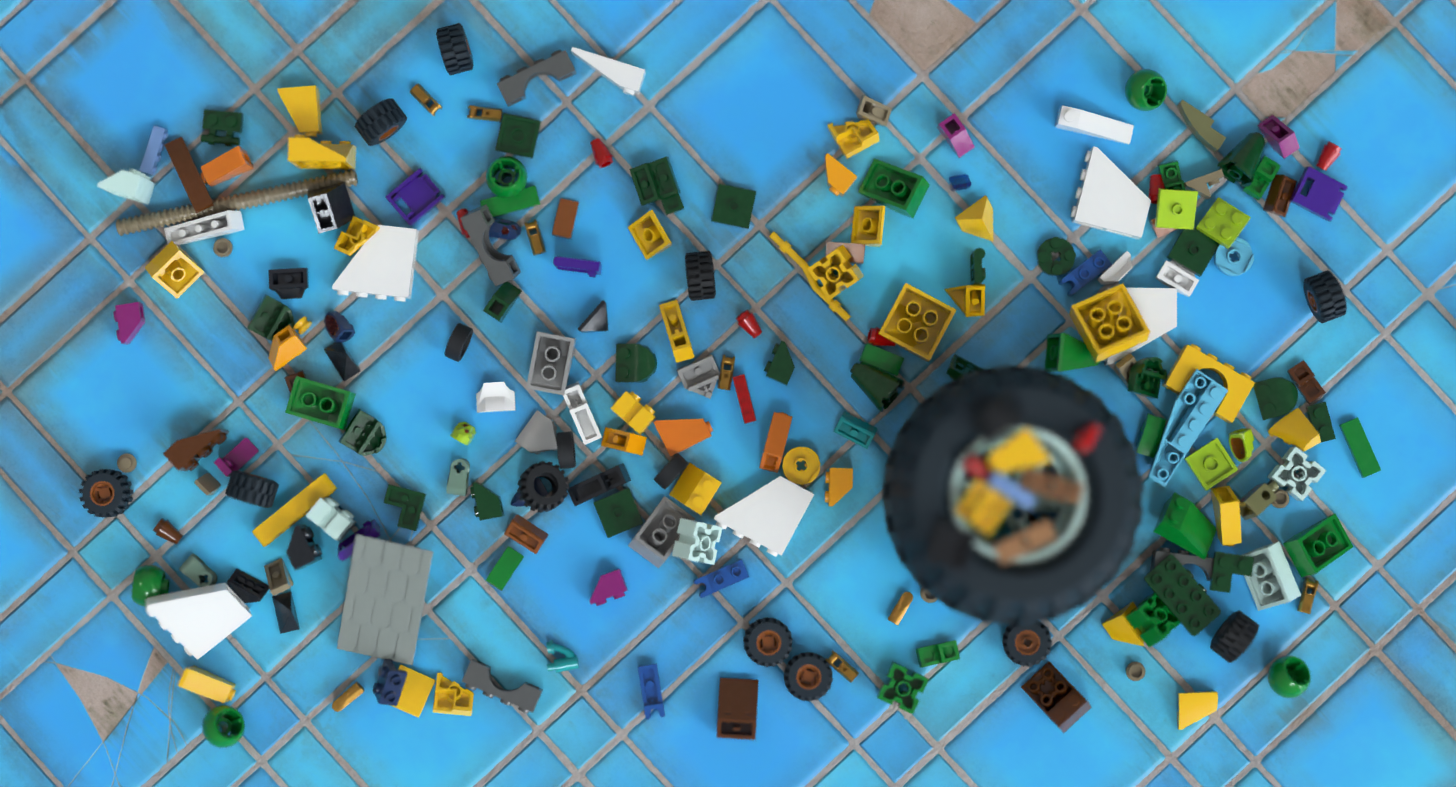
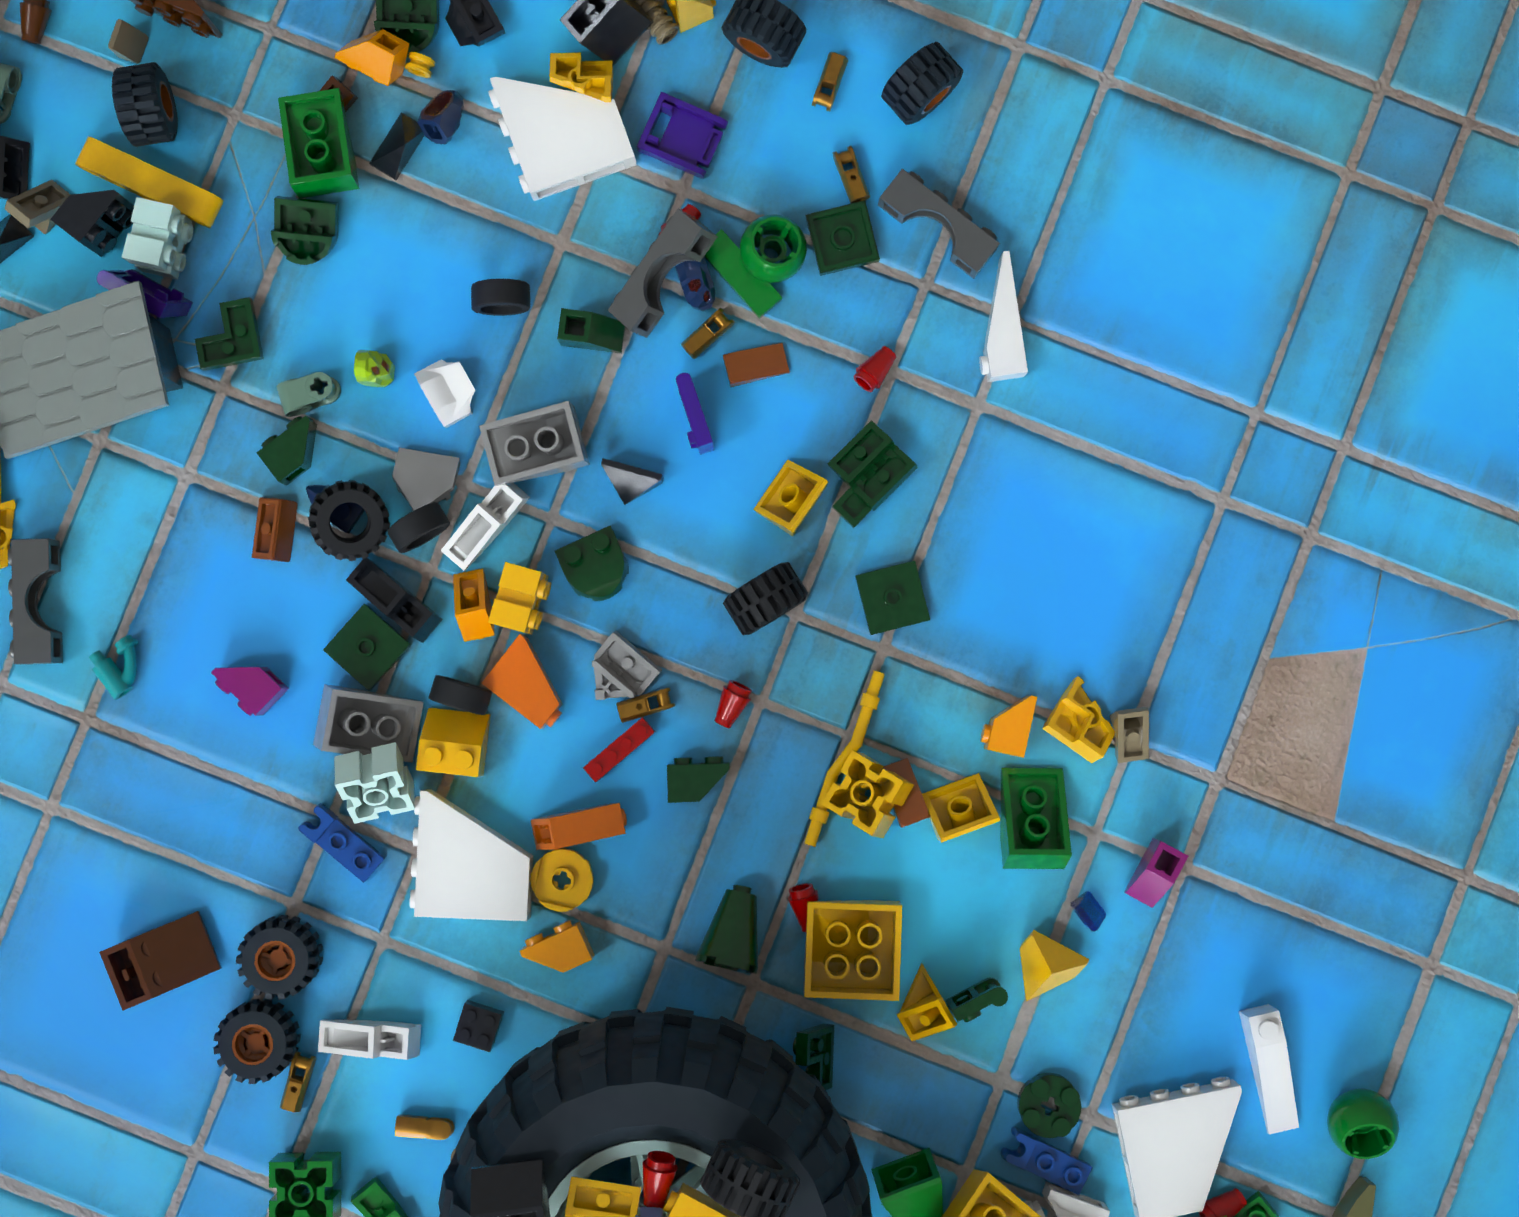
camera: 60 degrees right, 0 degrees up
(237, 457) = (183, 63): magenta bracket -> none
(504, 568) = (208, 522): green slope -> none
(651, 689) = (131, 820): blue plate -> none
(676, 331) = (670, 603): yellow slope -> none
(837, 614) = (370, 1038): none -> white slope
(855, 430) = (653, 933): teal slope -> none
(859, 551) = (478, 1026): none -> black piece
(881, 359) = (774, 922): green slope -> none

